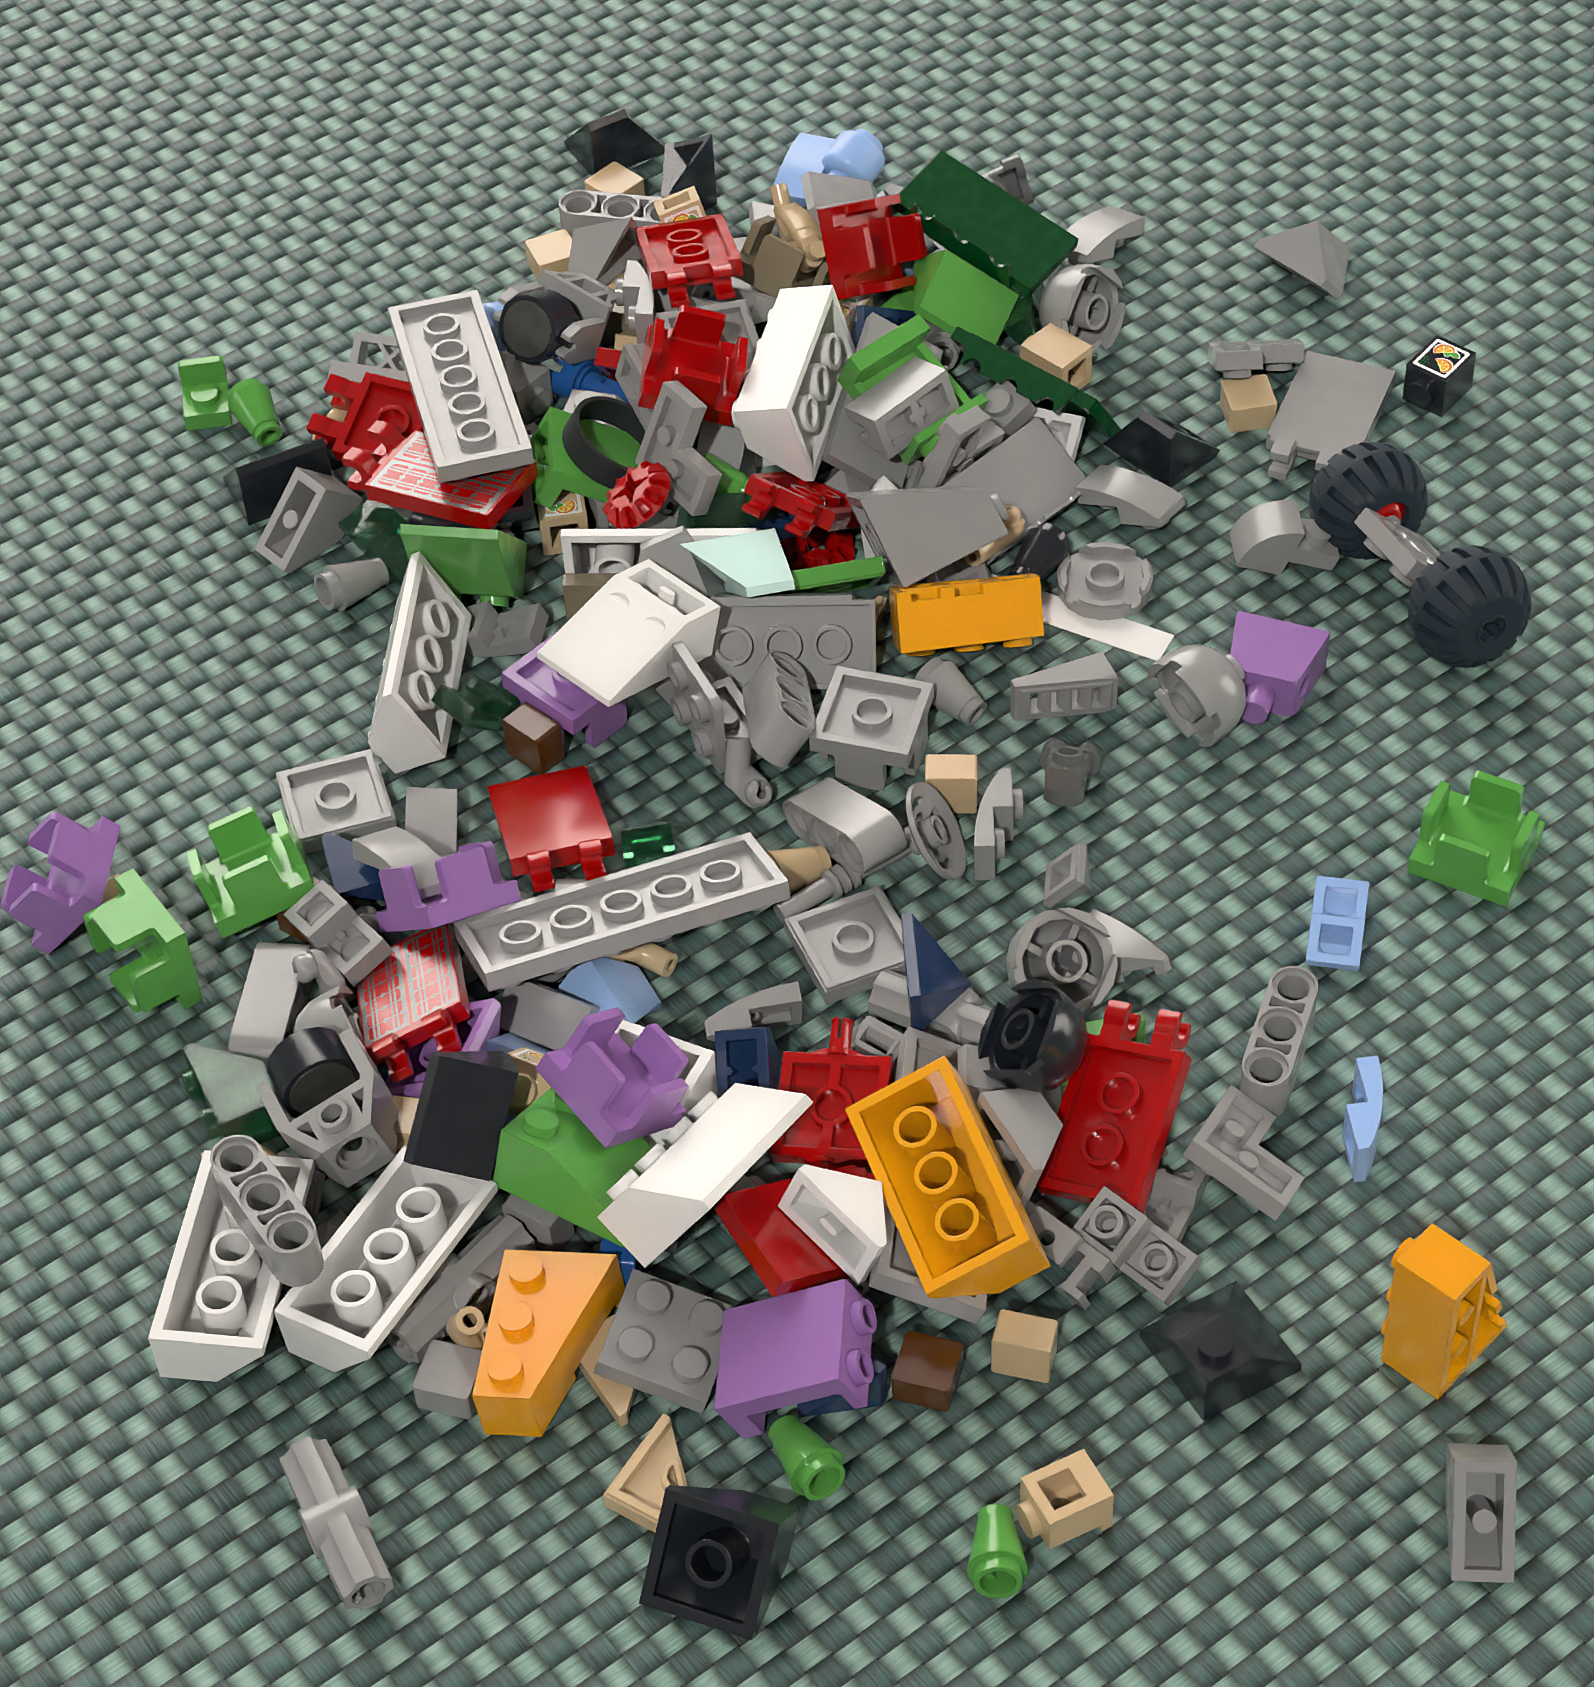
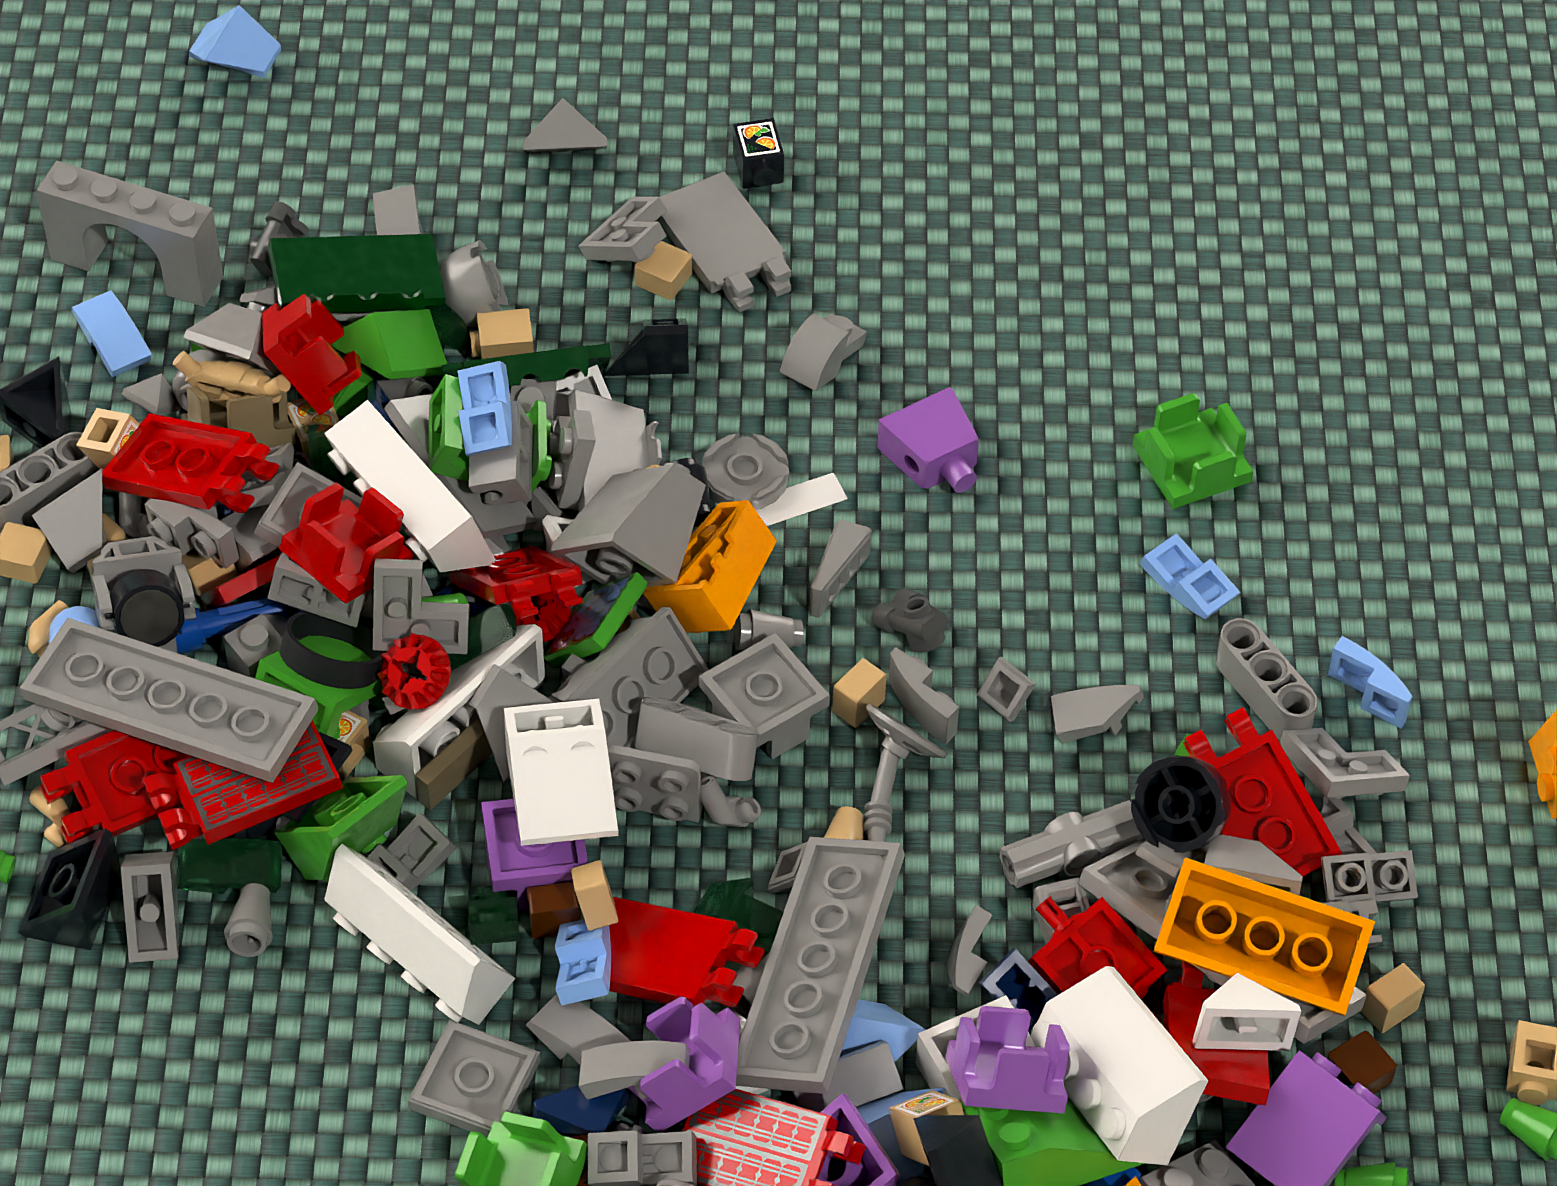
camera: 55 degrees left, 5 degrees up
(502, 781) = (583, 962): none -> light blue slope
(551, 740) = (594, 895): none -> tan piece
(746, 562) = (567, 655): light aqua slope -> none
(844, 823) = (844, 777): light grey beam -> none
(848, 943) = (945, 853): light grey tile -> none
(855, 155) = (146, 299): light blue head -> none
(888, 90) = (179, 231): none -> light grey arch
(906, 367) = (486, 408): none -> light blue slope
(930, 974) = (1046, 827): dark blue slope -> none
(1068, 952) = (1099, 745): light grey cylinder -> none
(1135, 495) = (697, 393): light grey slope -> none
(1159, 48) = (237, 43): none -> light blue slope
(1200, 691) = (934, 494): light grey cylinder -> none
(1220, 1350) = (1477, 897): black slope -> none
(1461, 602) = (1006, 302): black plate -> none

